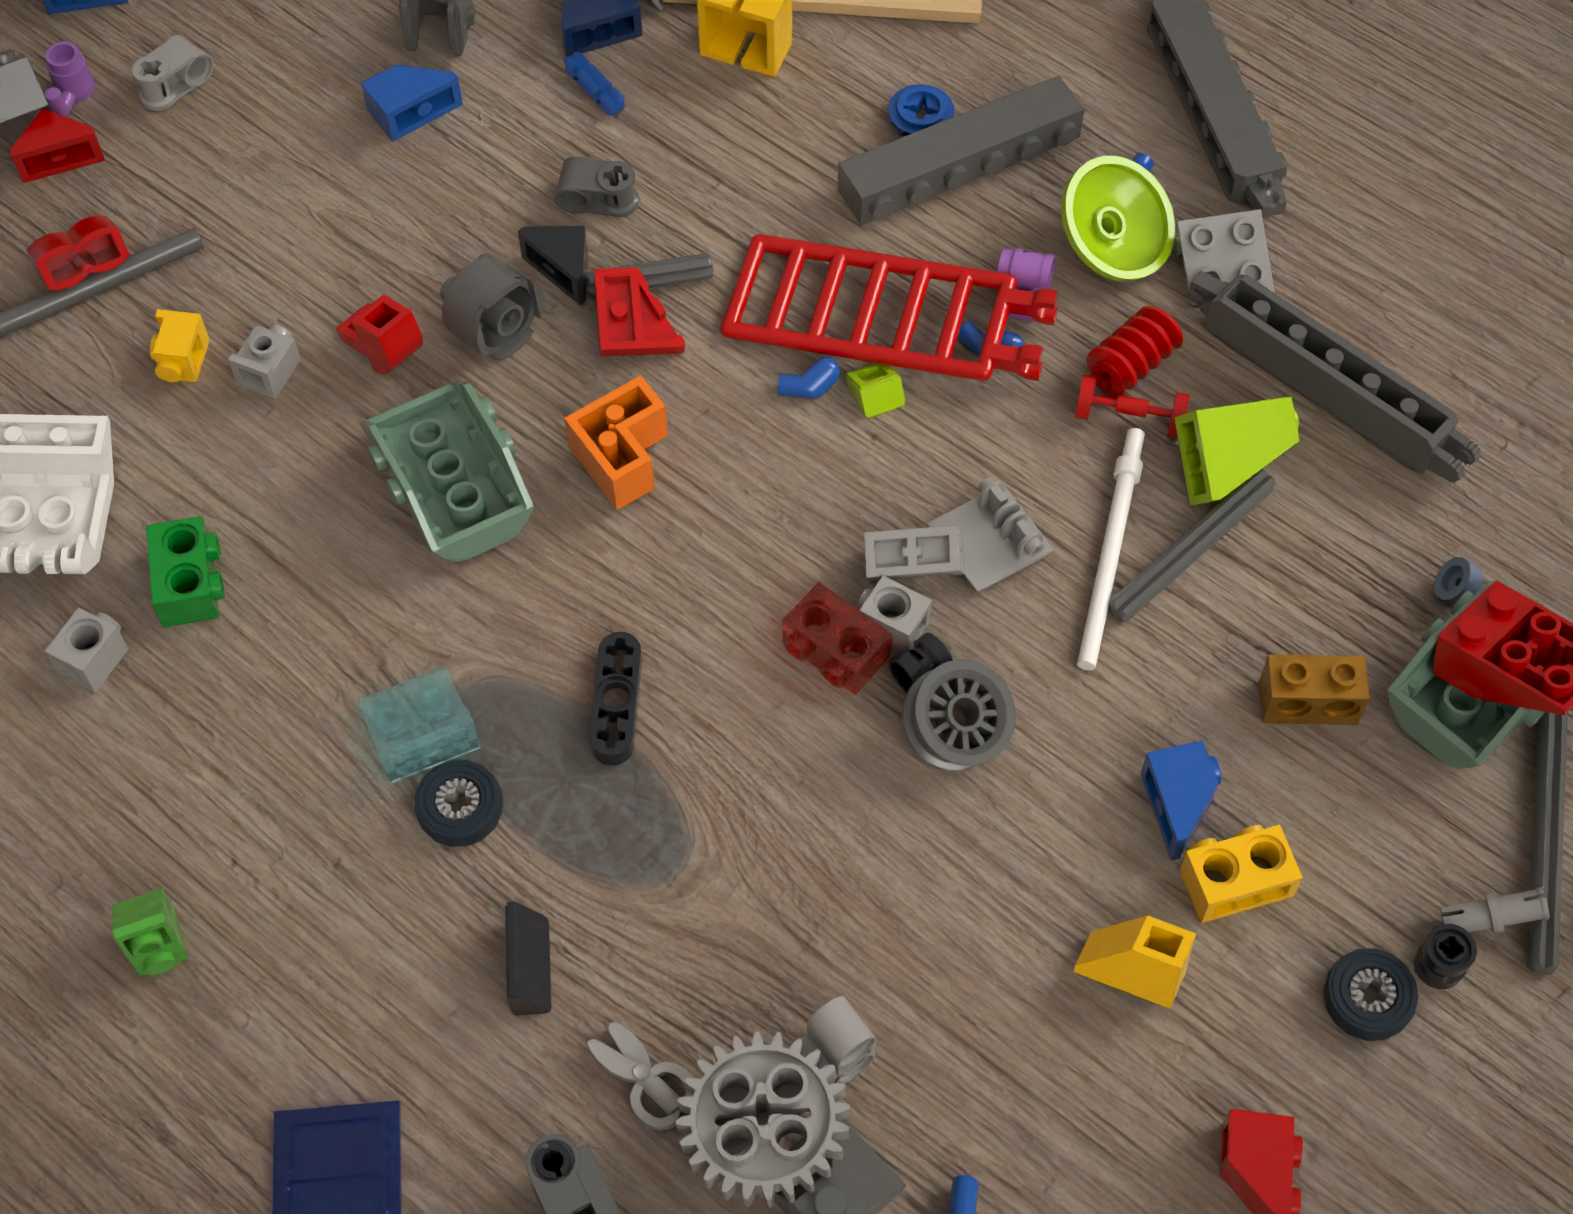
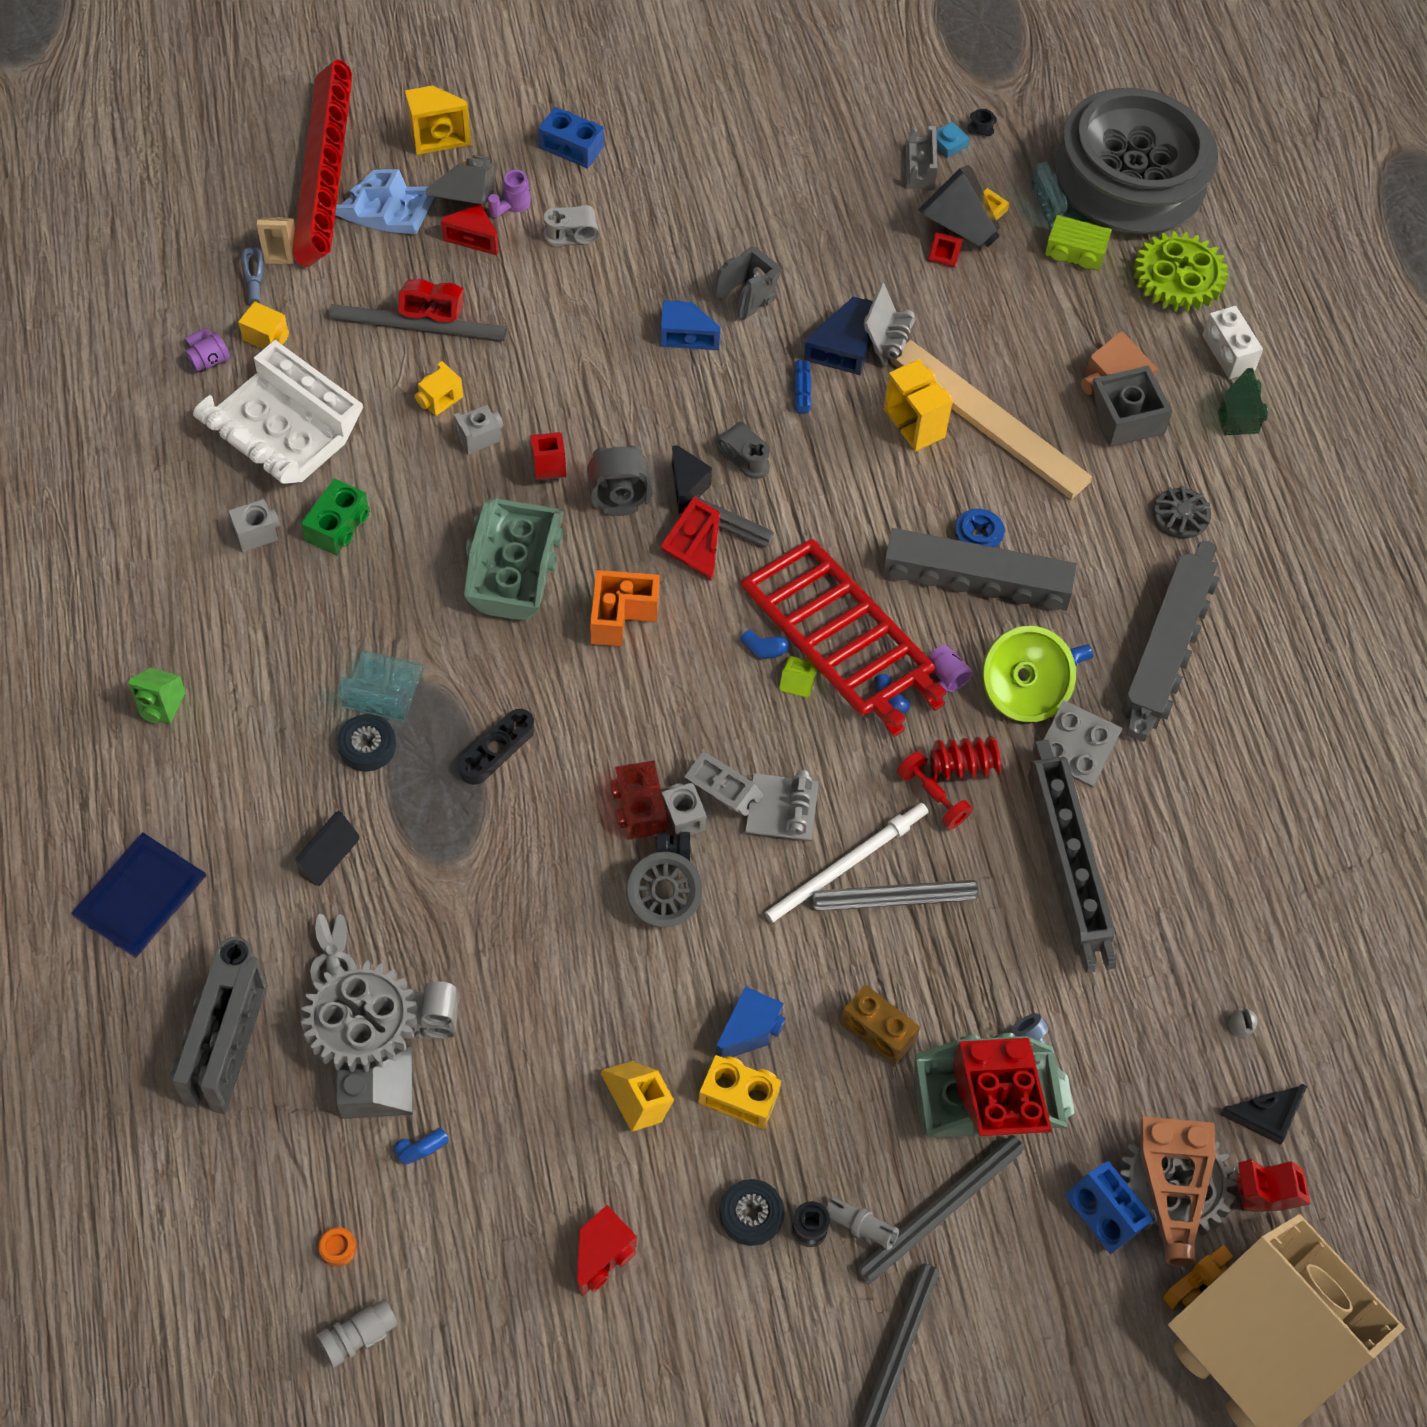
camera: 35 degrees right, 0 degrees up
(1232, 444) = (970, 854): lime slope -> none

